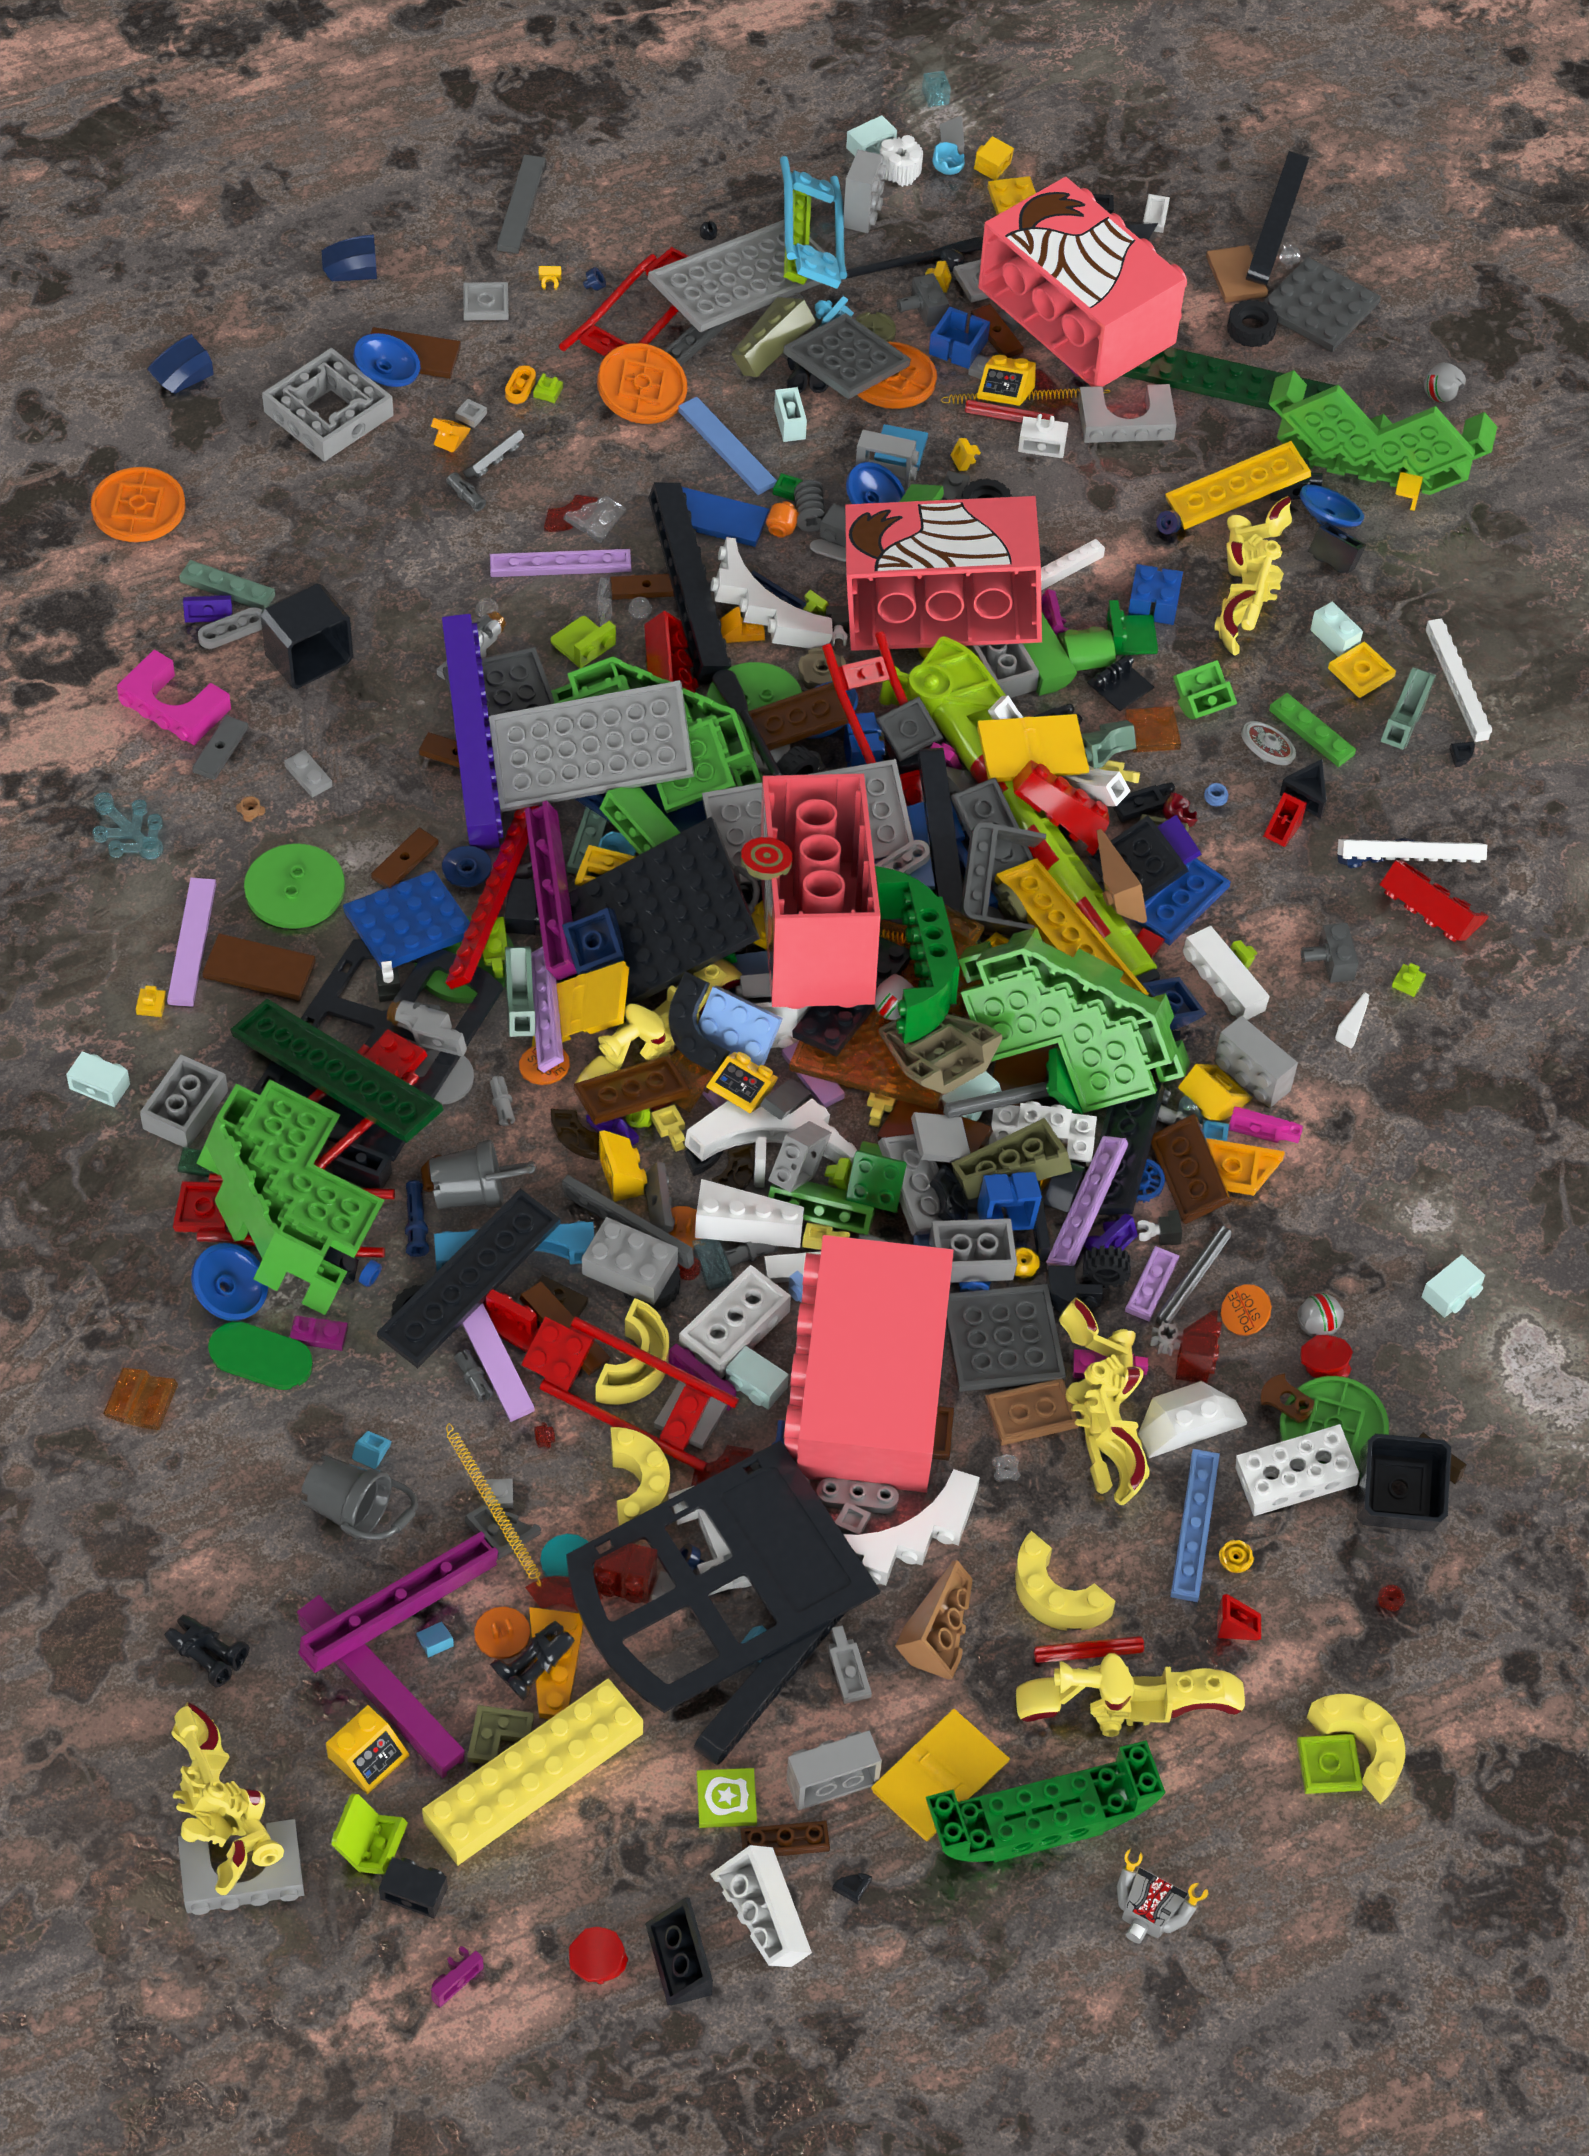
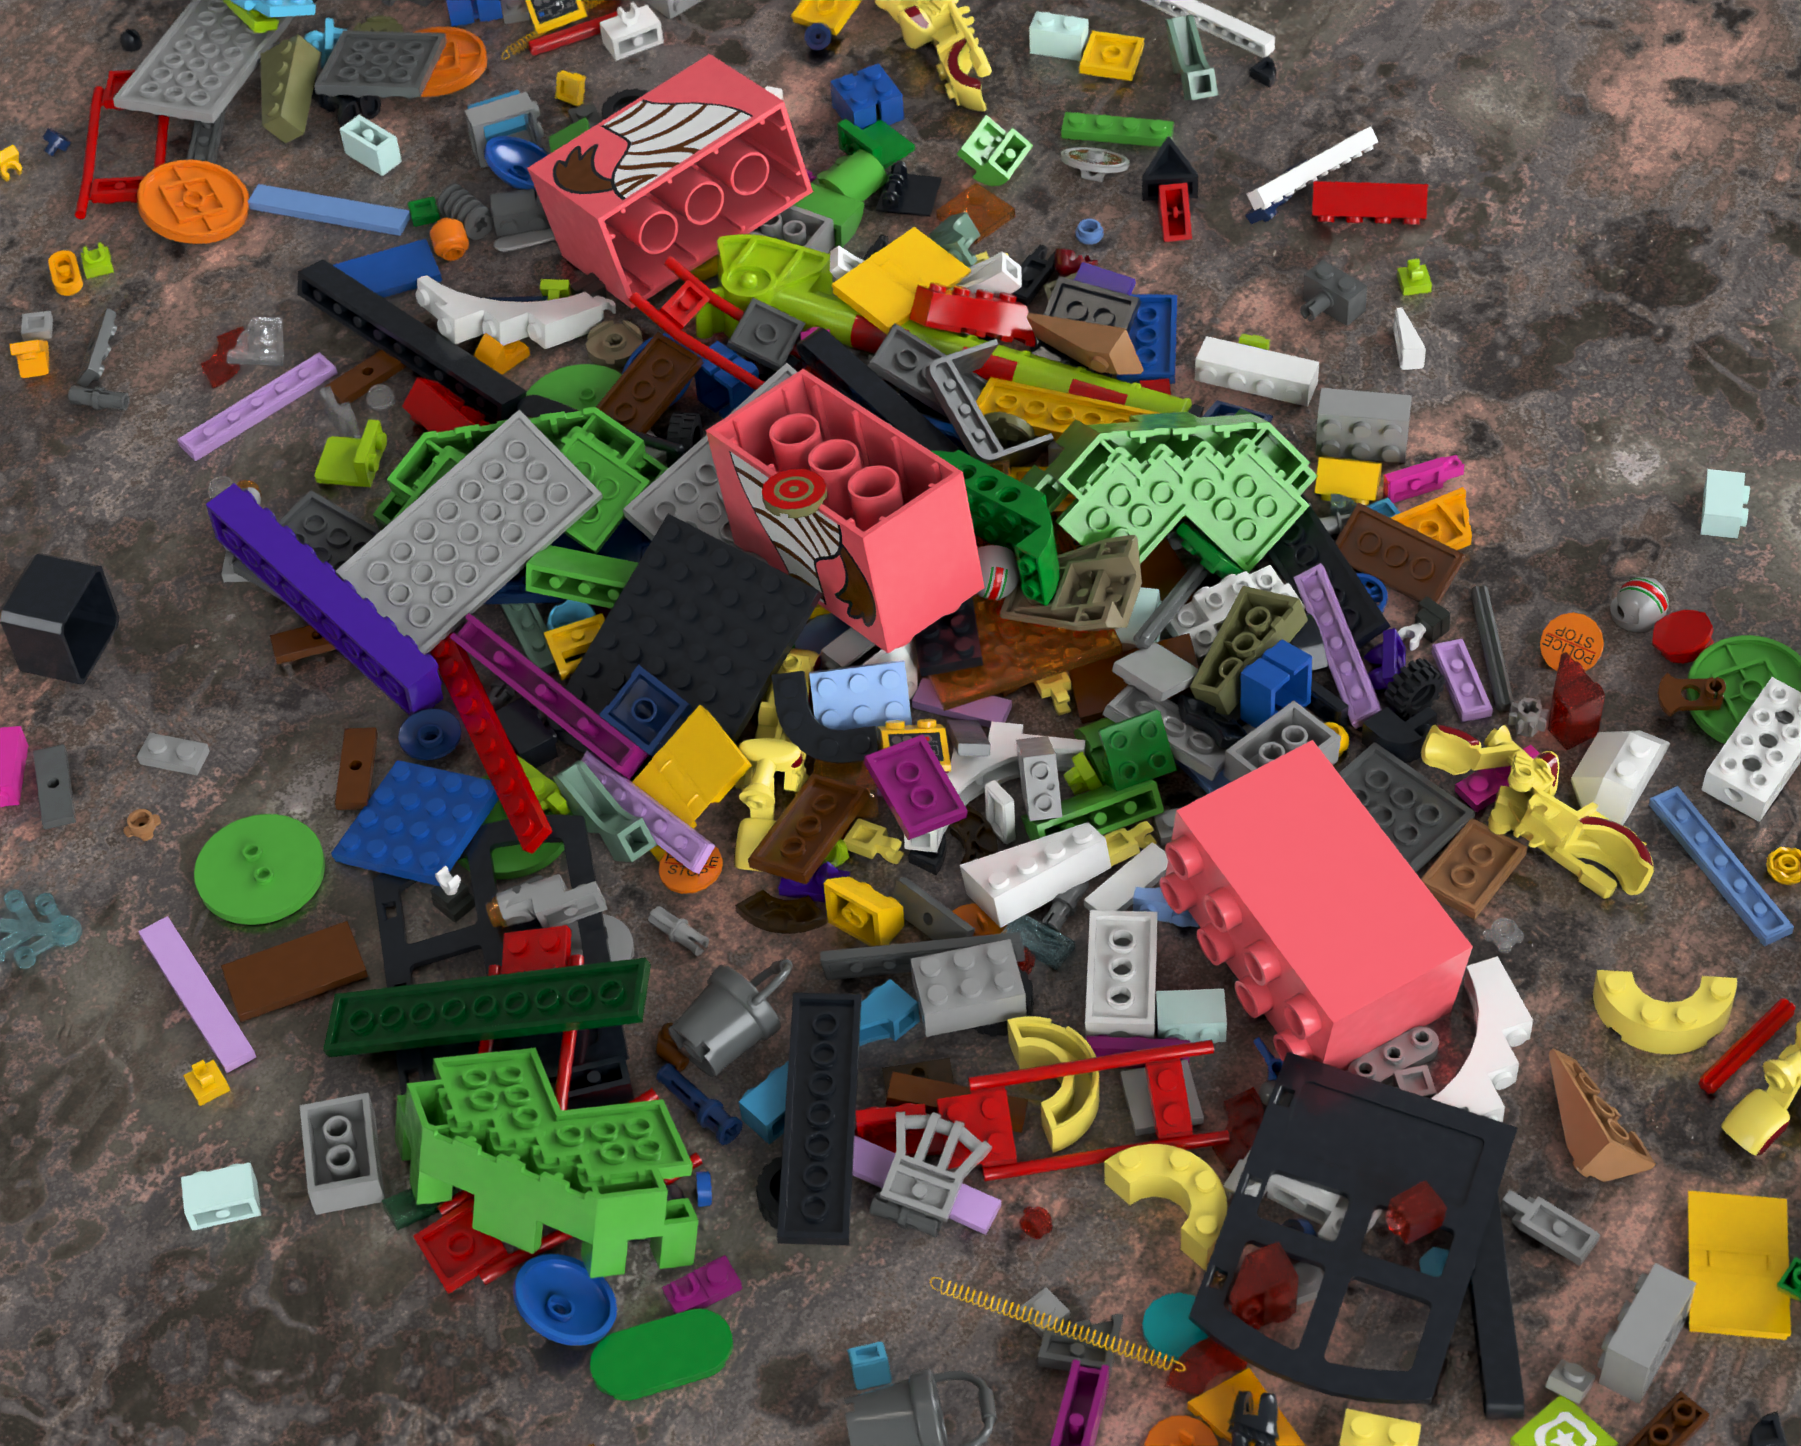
camera: 30 degrees left, 5 degrees down
(490, 1362) = (923, 1185): none -> light grey plate
(712, 1108) = (915, 787): none -> magenta plate
(757, 1593) = (1415, 1212): none -> clear red brick
(765, 1765) = (1570, 1381): none -> light grey plate

